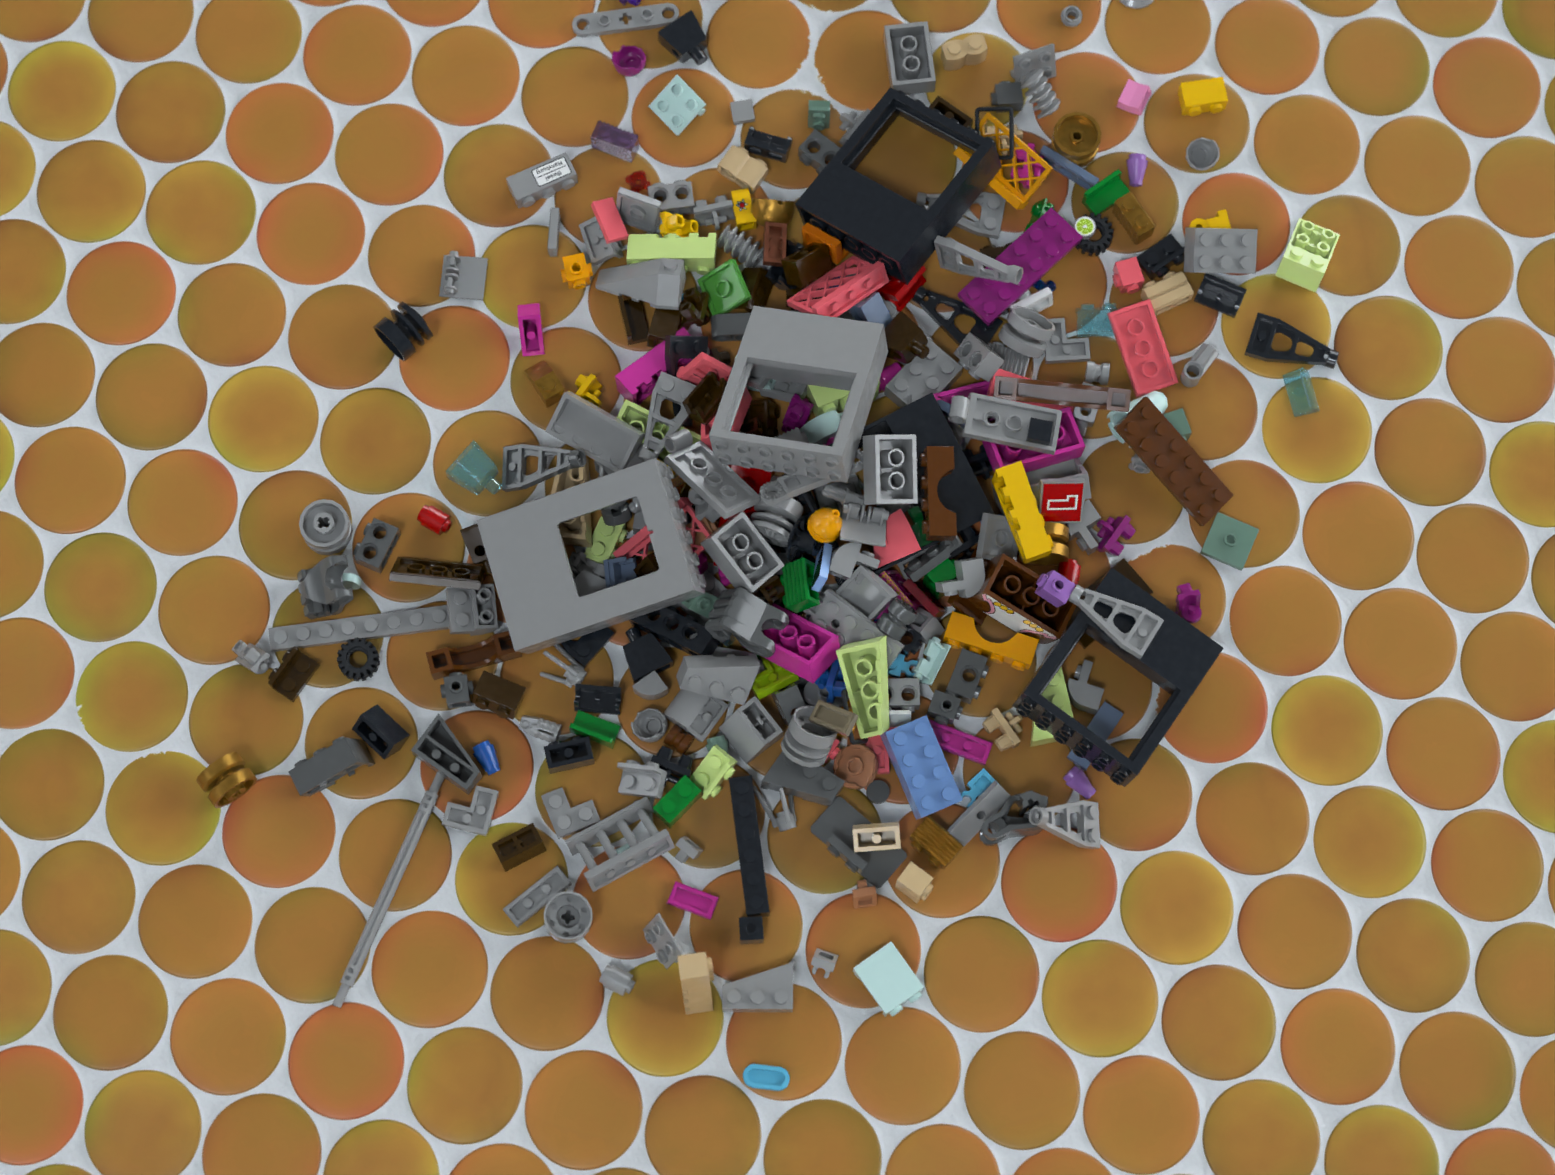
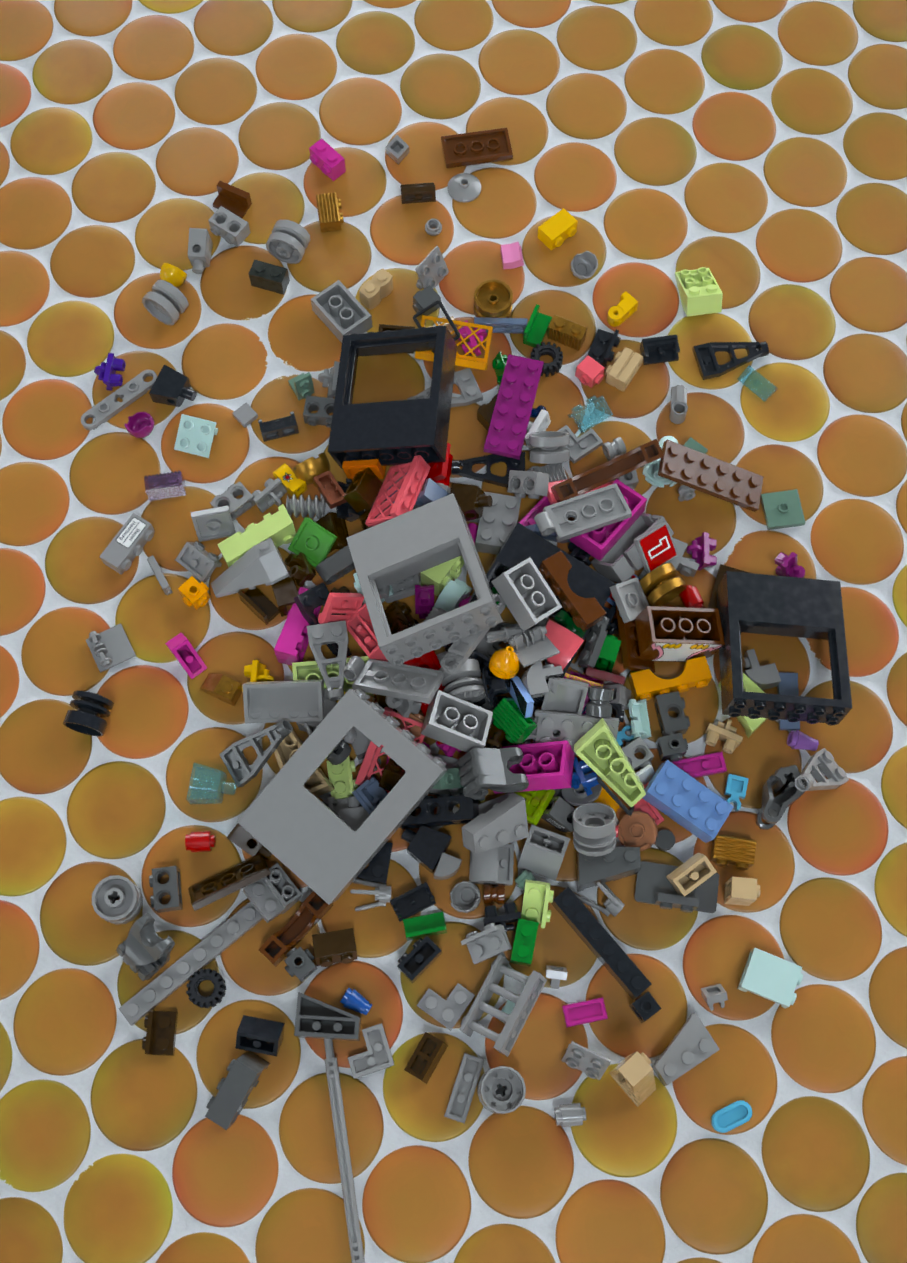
camera: 30 degrees left, 5 degrees down
(226, 779) = (158, 1156): pearl gold wheel -> none
(251, 657) = (118, 1041): light grey hips -> none
(351, 581) = (163, 929): light aqua tile -> none
(540, 728) = (383, 952): light grey hinge -> none
(609, 220) = (197, 542): coral tile -> none
(637, 176) = (199, 500): clear red plate -> none
(677, 224) = (248, 516): yellow hips -> none
(705, 399) = (354, 626): dark brown hinge -> none
(742, 168) = (271, 453): tan brick -> none
(833, 718) = (605, 804): dark tan tile -> none
(864, 895) = (709, 925): nougat tile -> none
(949, 258) = (462, 427): light grey plate -> none
(969, 580) = (631, 639): light grey brick -> none
(971, 821) = (750, 809): light grey tile -> none
(1022, 512) = (638, 569): yellow wedge -> none
(1039, 431) = (612, 505): black tile -> none
(1041, 92) = (449, 284): light grey piece -> none
(1054, 588) = (699, 609): medium lavender brick -> none
(1085, 226) = (540, 353): tile -> none
(1136, 169) = (546, 299): medium lavender cone -> none
(1142, 348) = (633, 412): coral tile -> none
(1142, 632) = (781, 598): light grey plate -> none
(1220, 250) = (642, 318): light grey brick -> none

